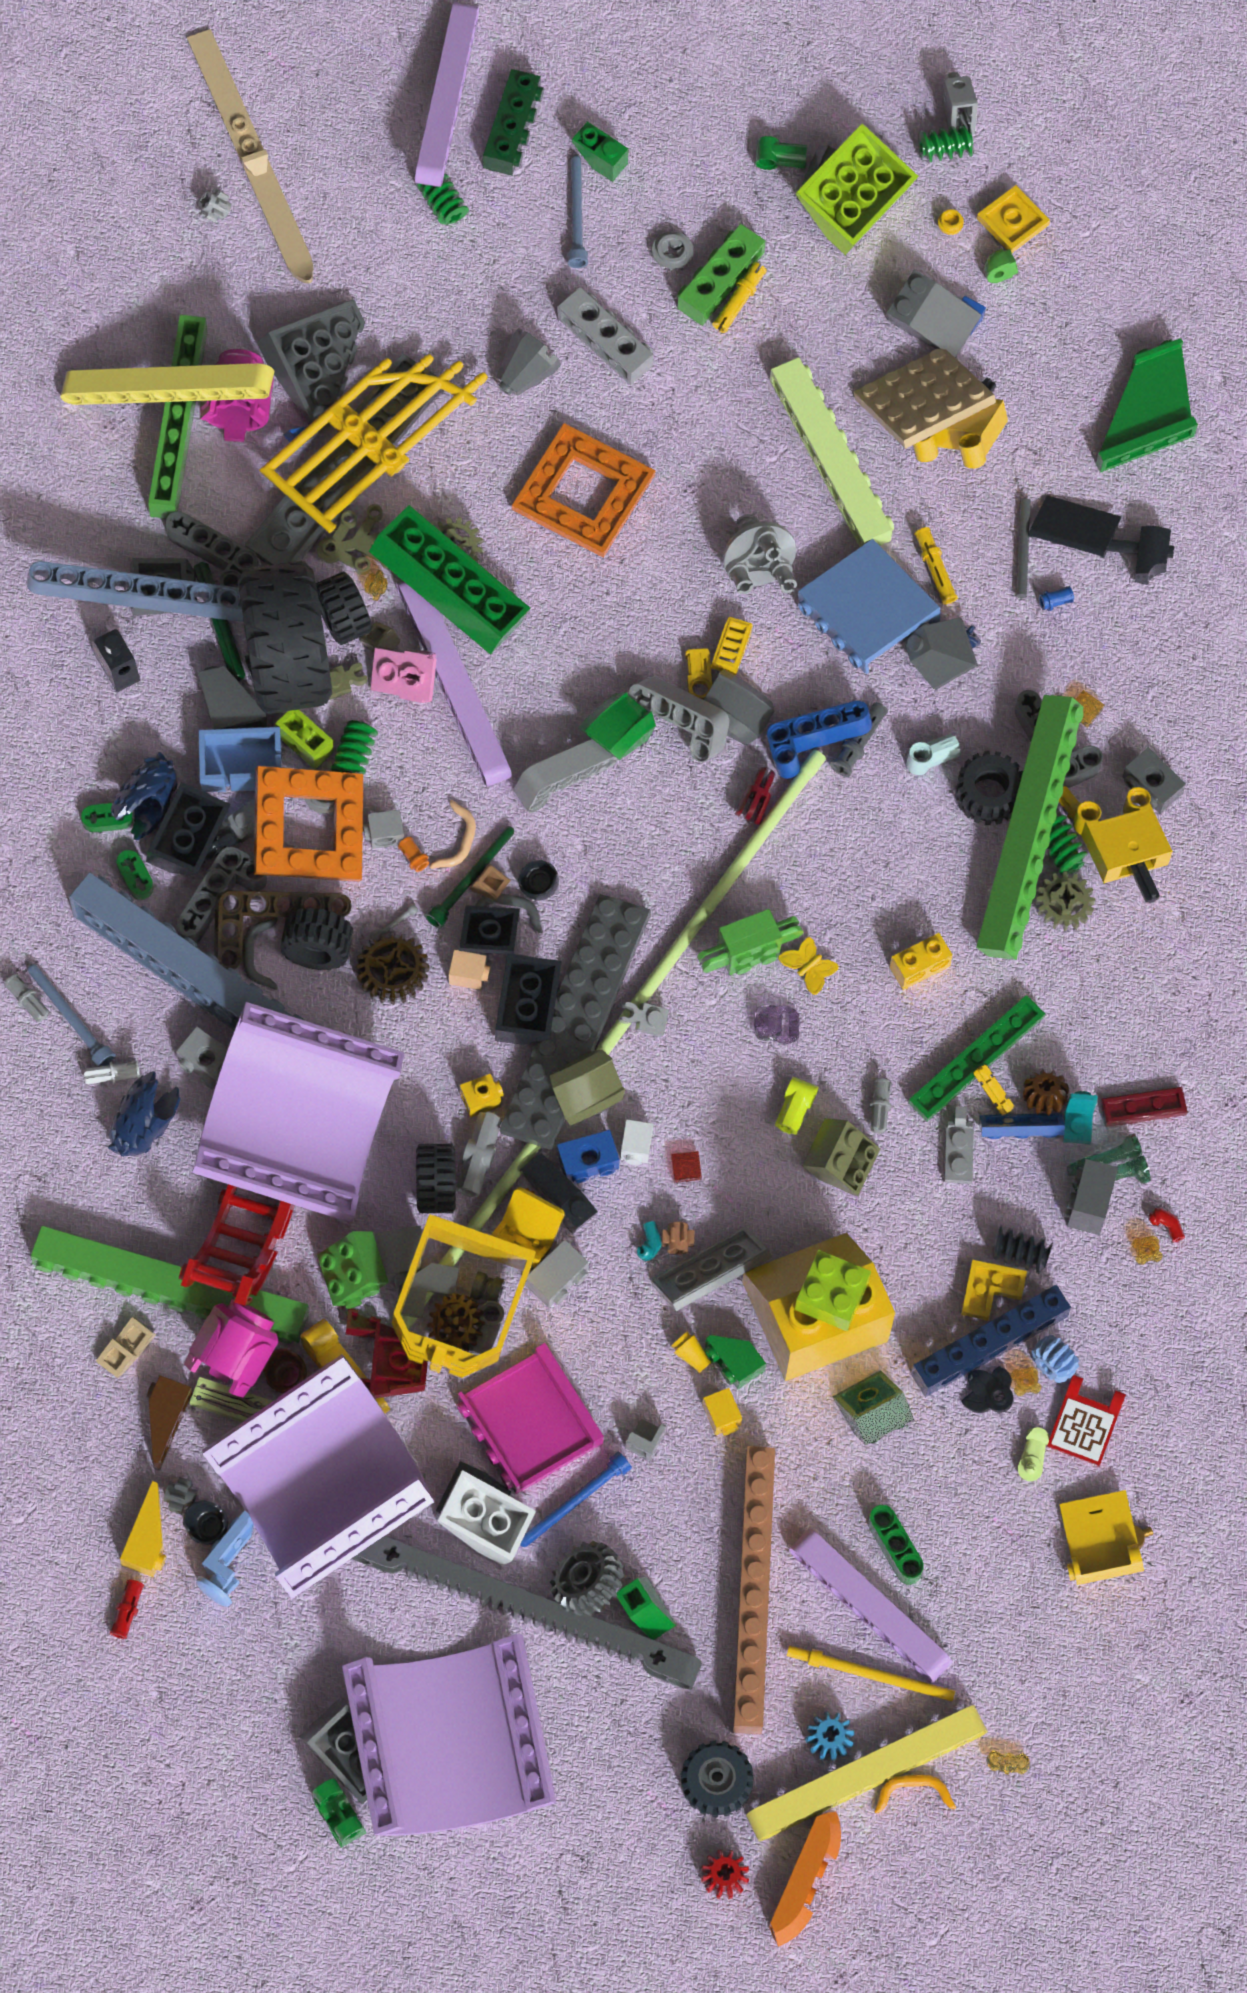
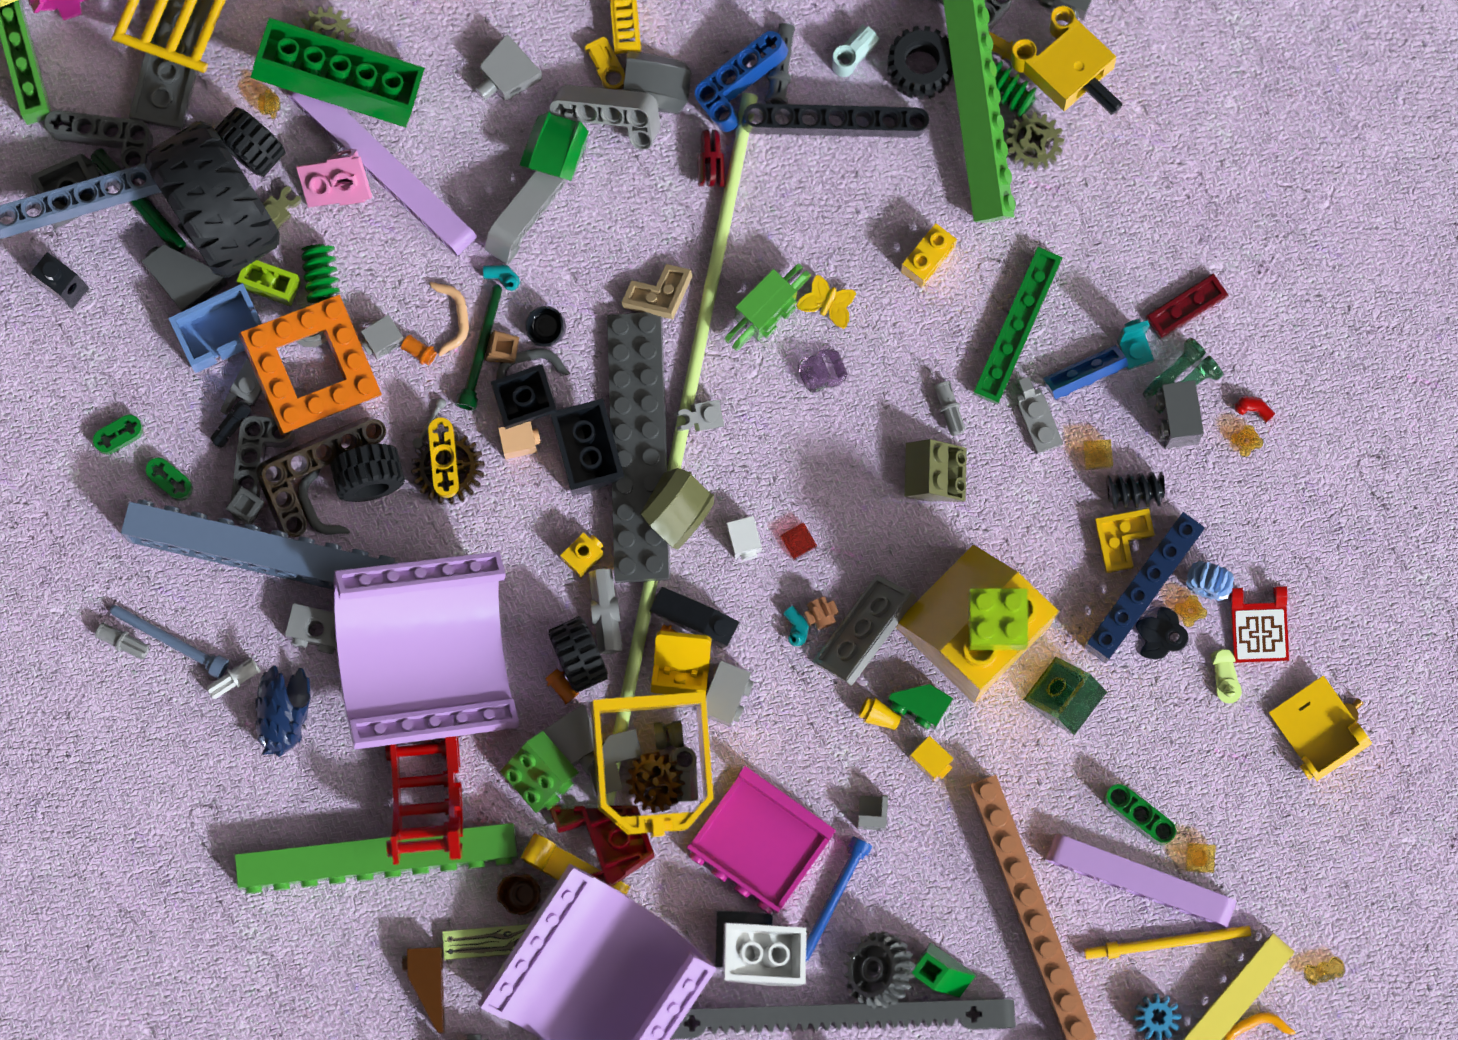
camera: 20 degrees left, 10 degrees up
(126, 1348) = (362, 932): tan slope -> none
(147, 793) = (146, 400): dark blue head -> none
(187, 831) = (201, 418): black slope -> none
(192, 922) = (245, 505): none -> dark grey tile
(234, 1344) = (464, 894): dark pink piece -> none
(361, 541) = (235, 68): olive plant -> none
(380, 637) = (297, 153): dark tan slope -> none
(404, 939) = (452, 476): none -> yellow beam
(408, 1204) = (561, 686): none -> orange pin
(521, 819) = (504, 274): none -> teal arm
(598, 1145) = (712, 556): blue brick -> none
(605, 643) = (507, 71): none -> light grey torso
(659, 898) = (662, 298): none -> tan plate
(798, 1099) = (873, 435): neon yellow piece -> none
(879, 795) = (847, 114): none -> black beam
(935, 1608) = (1200, 858): none -> clear yellow plate
(993, 1089) = (1046, 349): yellow axle -> none
(1000, 1204) = (1097, 454): none -> clear yellow plate
(1045, 1092) = (1104, 336): reddish brown gear -> none

